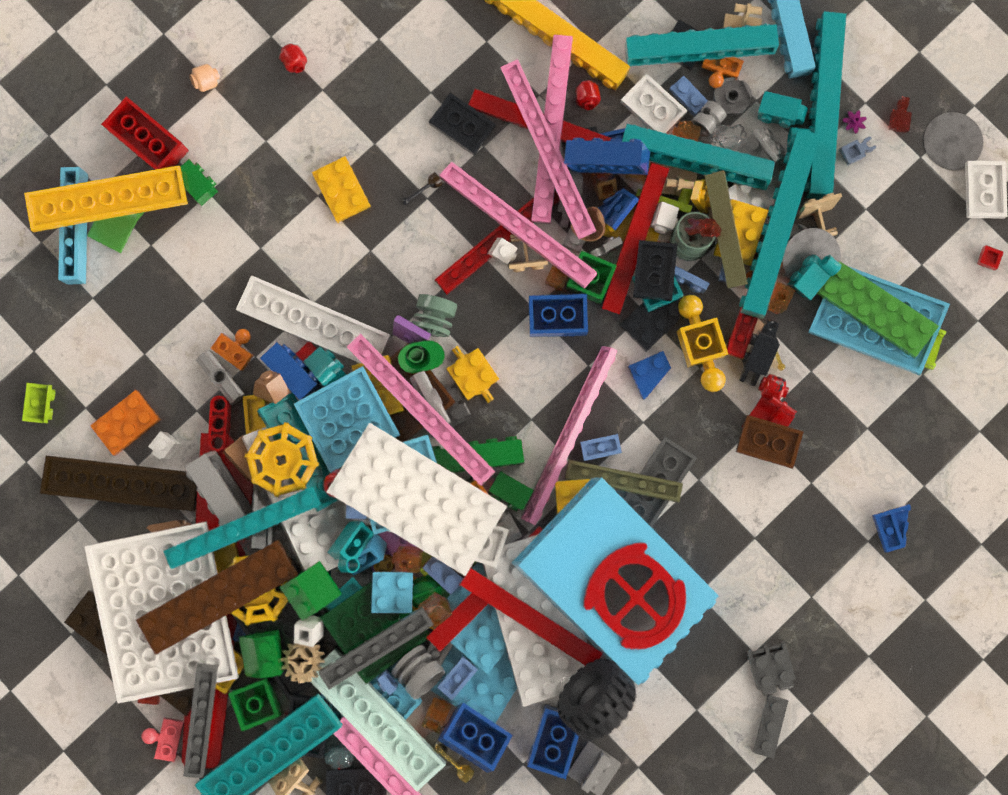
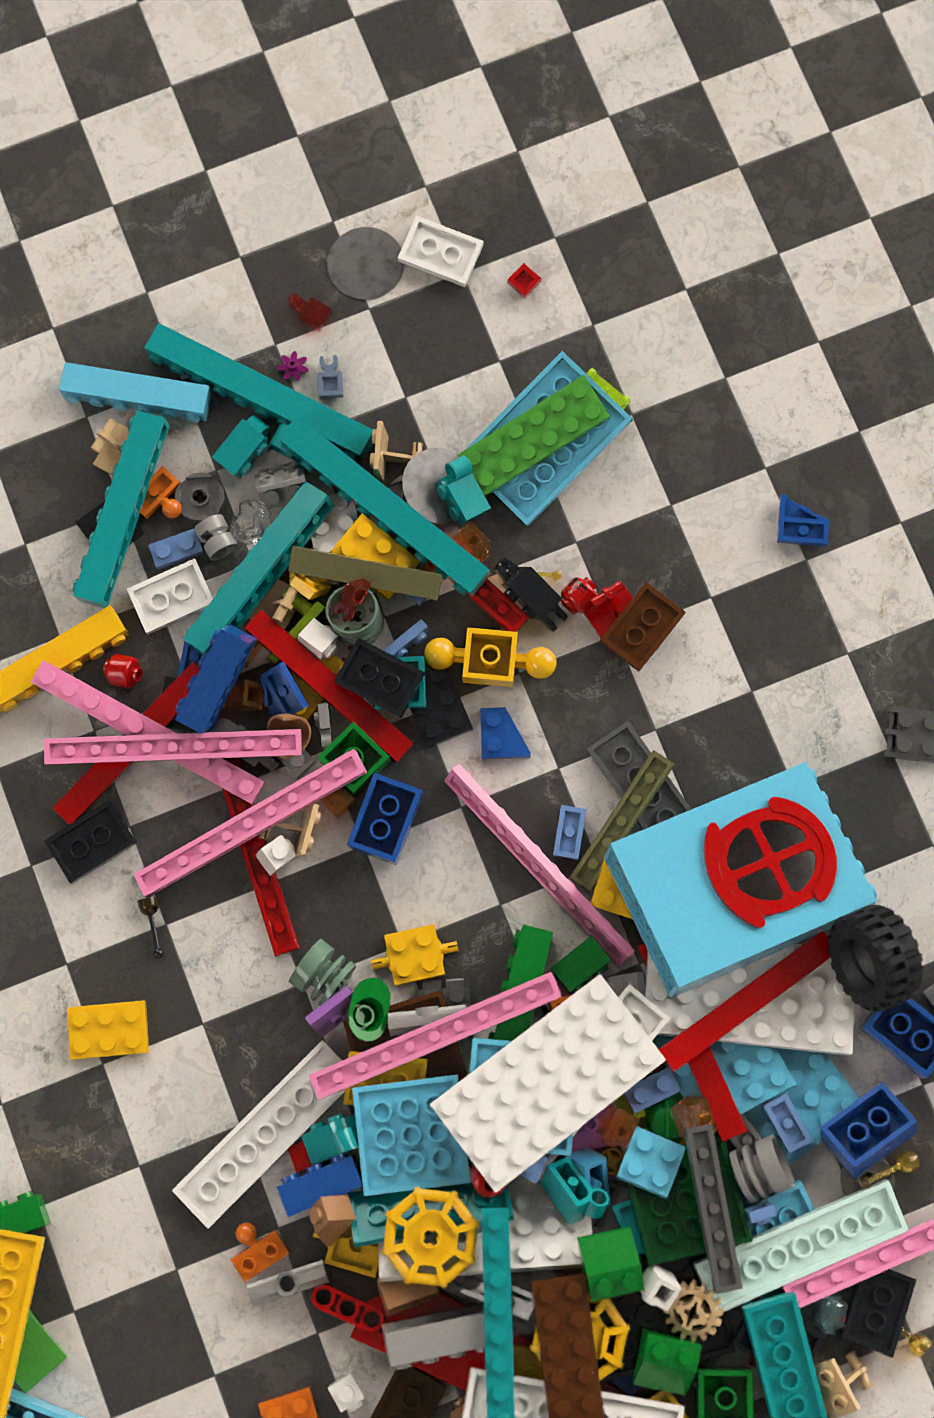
camera: 65 degrees left, 5 degrees down
(436, 715) = (823, 1169): clear orange brick -> none
(687, 130) = (221, 569): clear orange brick -> none

